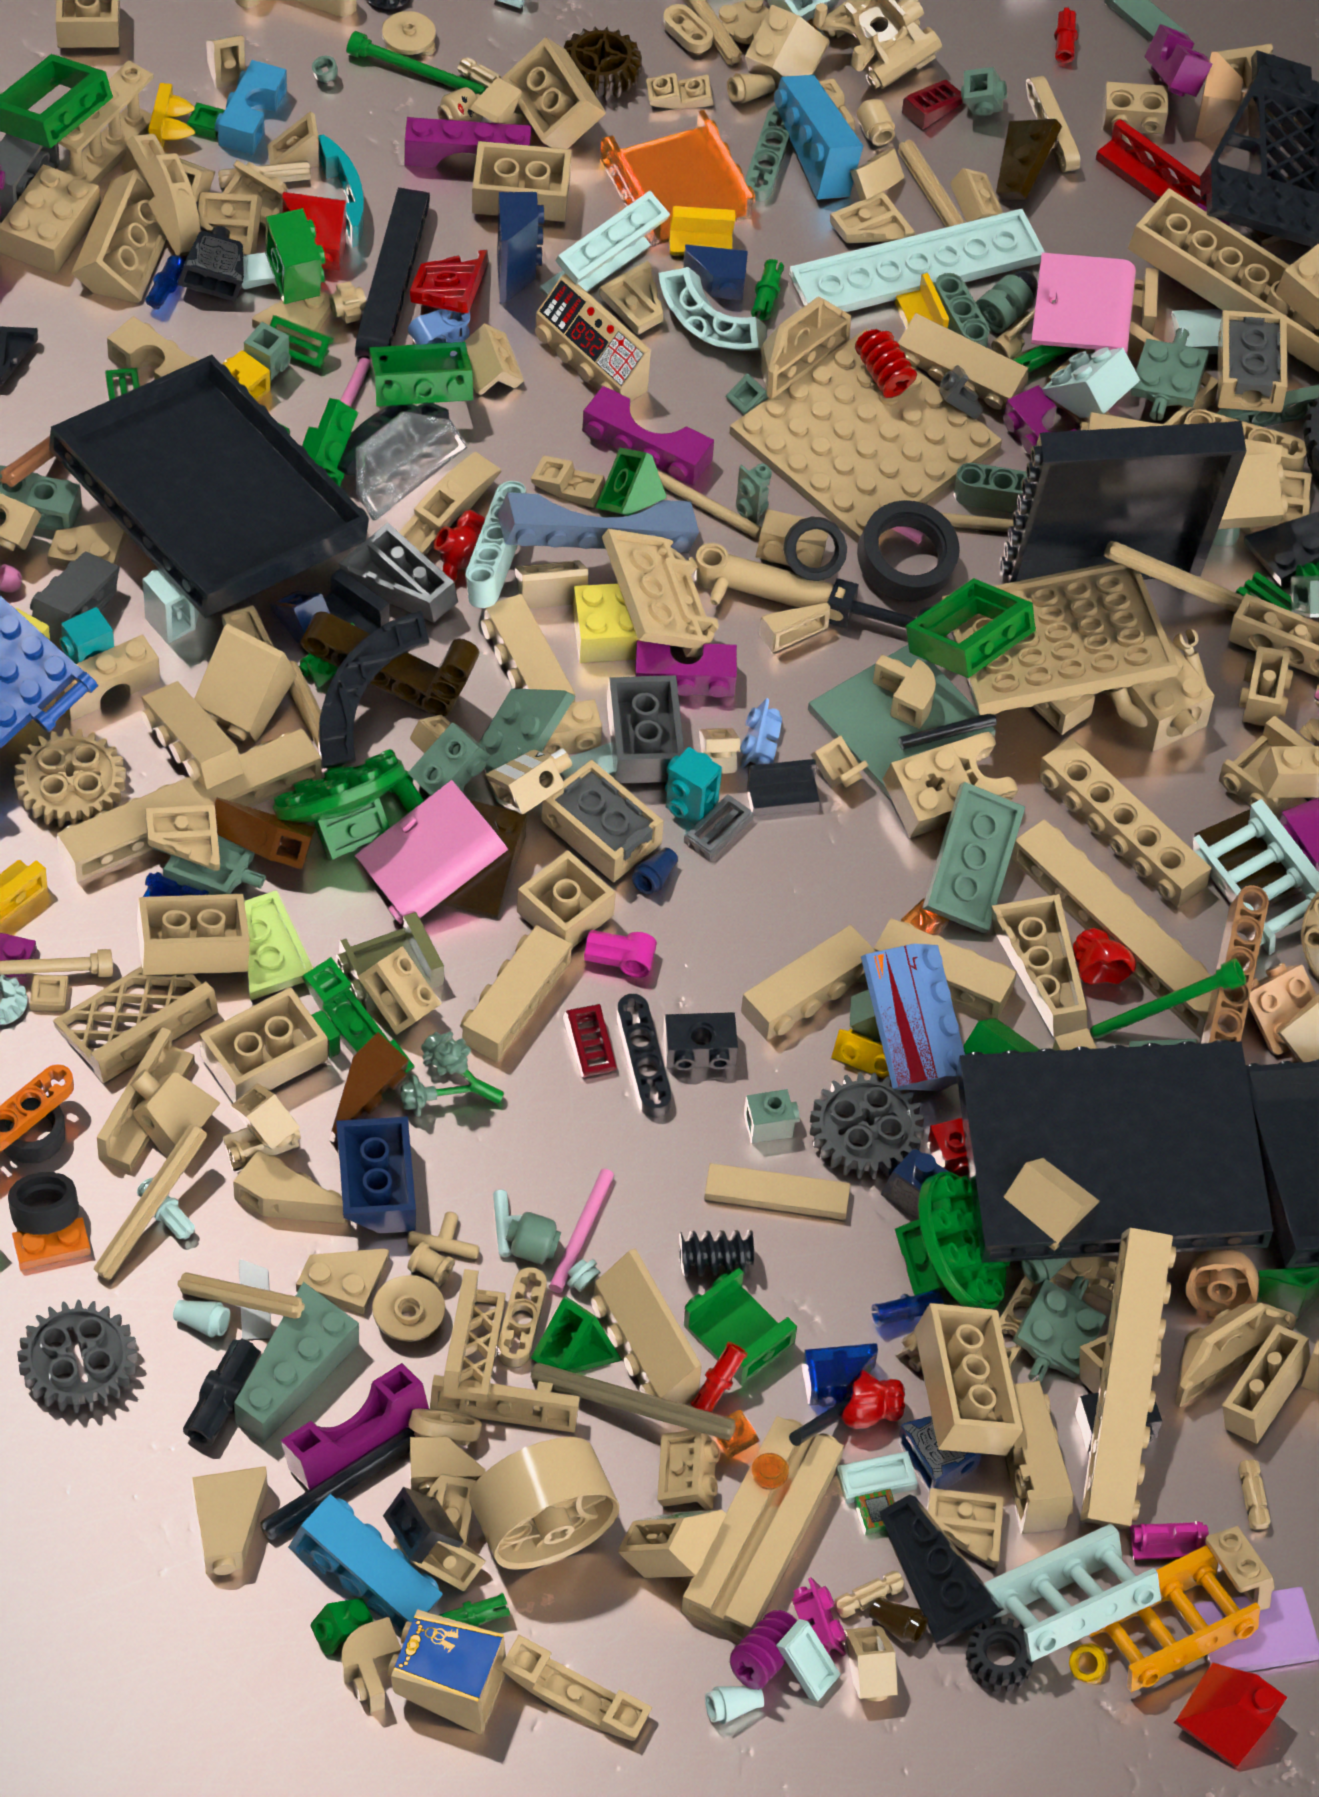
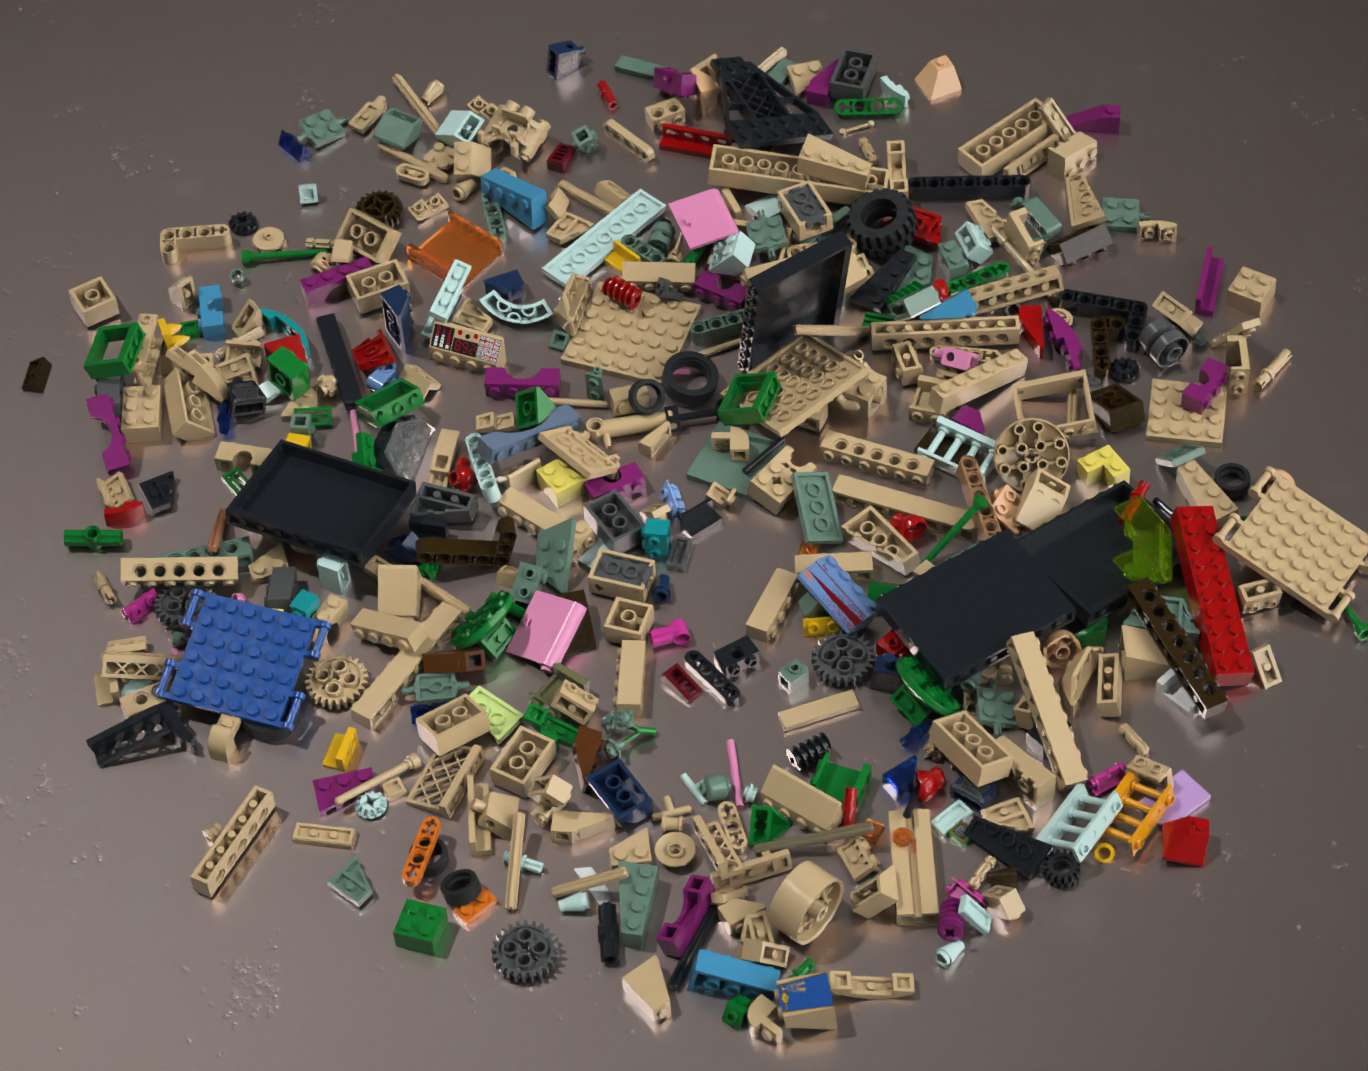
camera: 20 degrees left, 5 degrees down
(185, 832) = (418, 677): tan wing -> none
(352, 679) = (455, 565): black tile -> none
(419, 1523) = (750, 942): black panel -> none
(529, 779) = (574, 572): tan torso -> none
(700, 228) = (484, 269): yellow panel -> none
(767, 289) = (536, 284): green pin -> none
(876, 122) = (539, 178): tan brick -> none
(1024, 155) = (625, 162): dark brown wing -> none
(1050, 1199) = (962, 644): tan slope -> none

